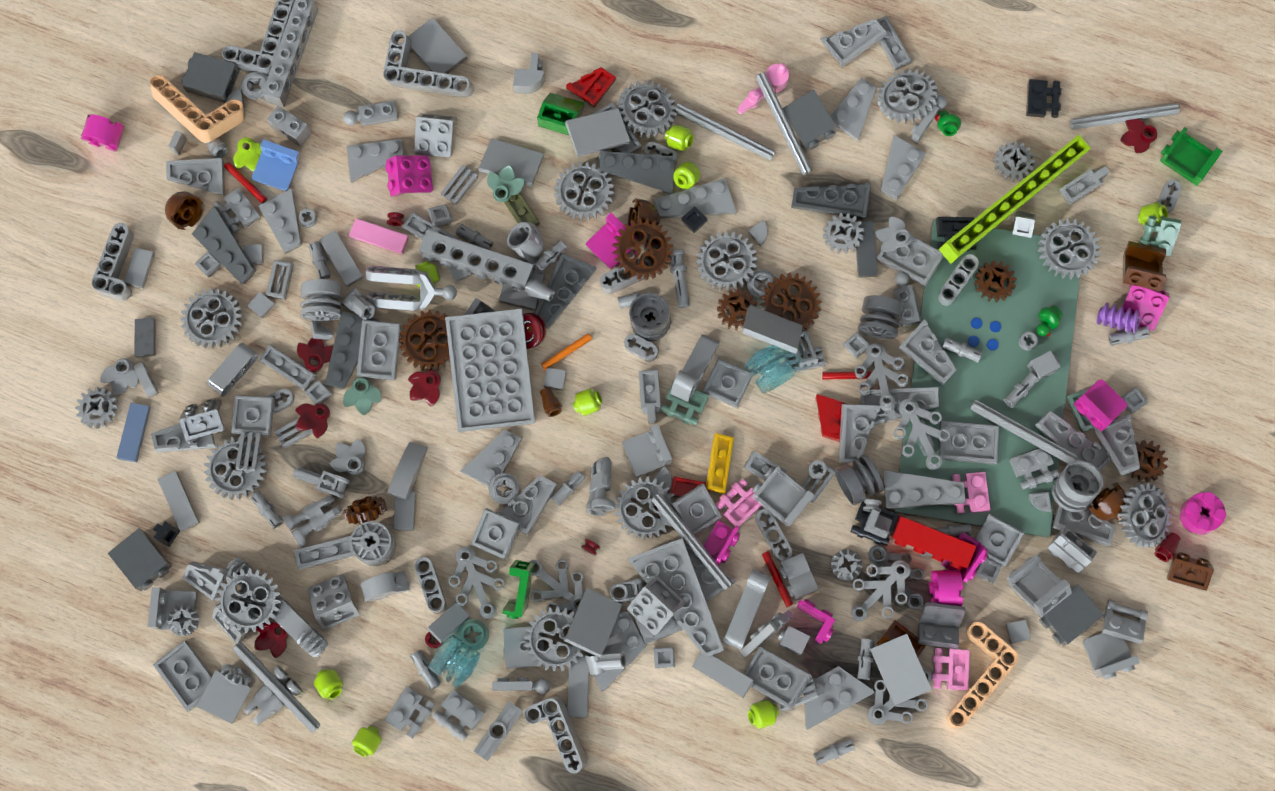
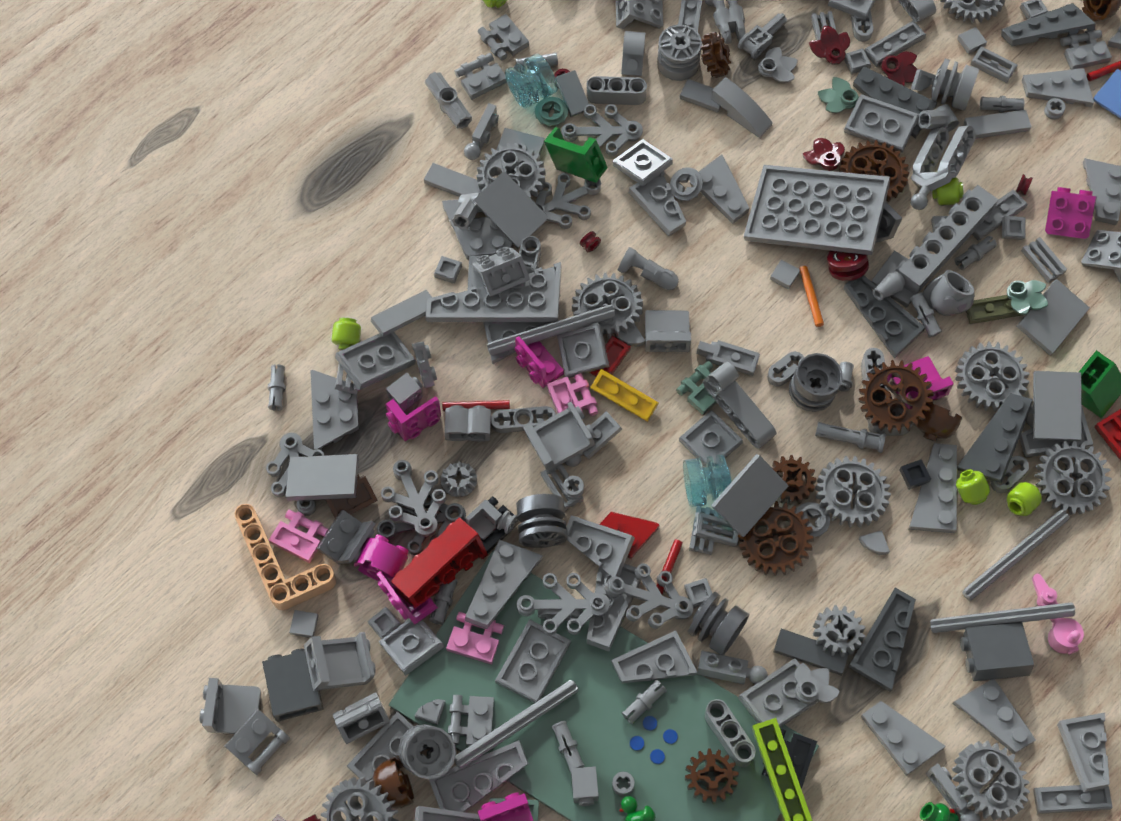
camera: 110 degrees right, 10 degrees down
(255, 253) = (1031, 51): light grey tile -> none
(378, 236) = (1010, 166): bright pink tile -> none
(551, 404) = (760, 259): reddish brown cone -> none
(560, 735) = (420, 150): light grey beam -> none
(568, 487) = (661, 244): light grey axle -> none
(587, 402) = (746, 292): lime head -> none
(746, 609) = (472, 373): light grey beam -> none
(865, 659) = (340, 448): light grey pin -> none

